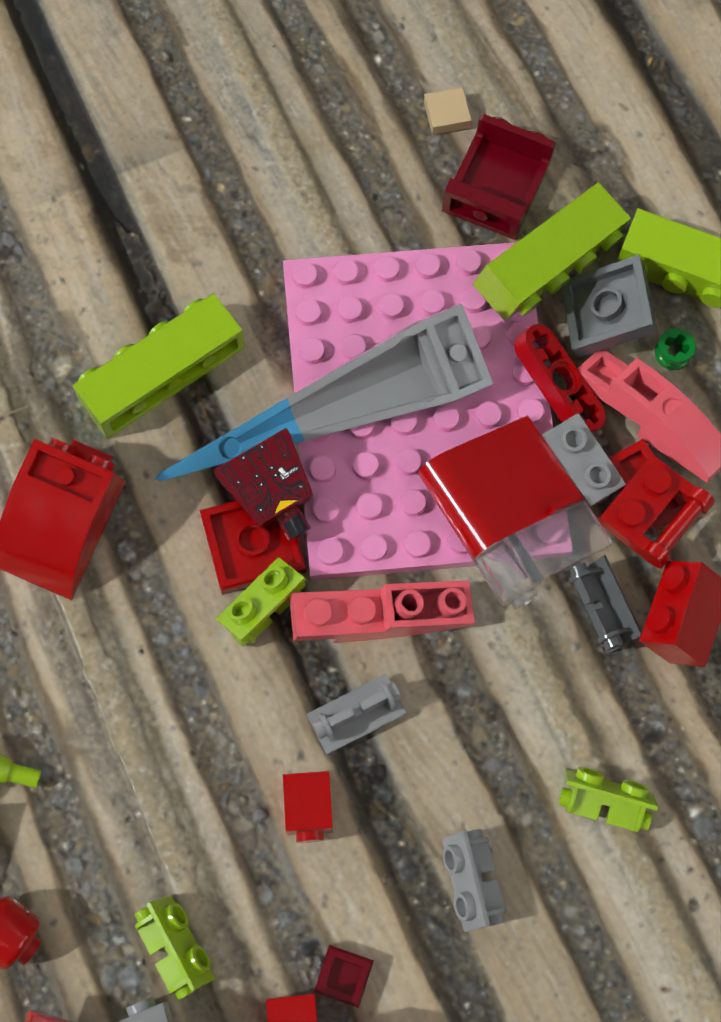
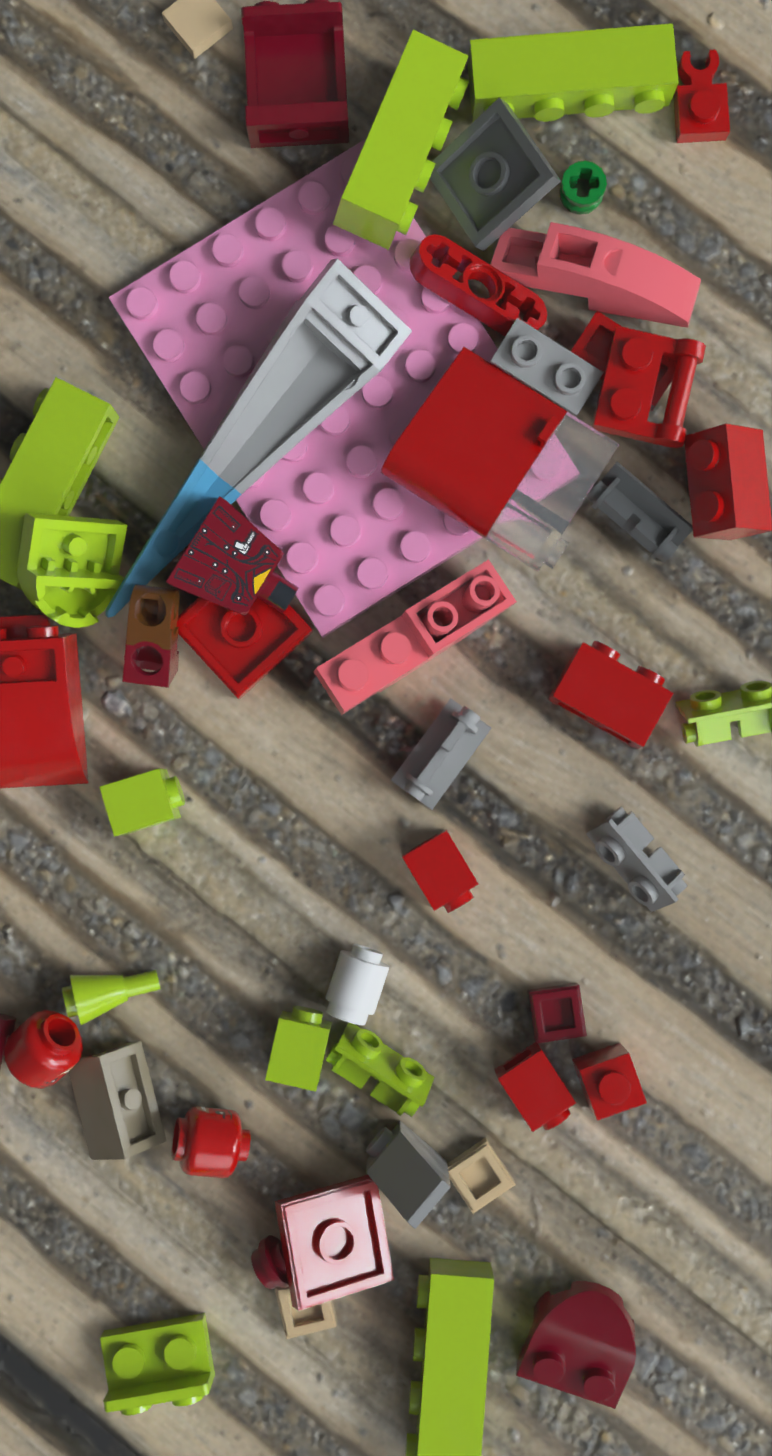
camera: 20 degrees left, 15 degrees up
(104, 631) = (142, 801): none -> lime brick
(118, 892) = (299, 1048): none -> lime brick
(149, 429) = (70, 566): none -> lime slope
(180, 509) = (152, 636): none -> leg
(192, 863) = (356, 984): none -> white brick
(266, 594) = (286, 688): lime hinge -> none
(515, 732) = (611, 694): none -> red brick

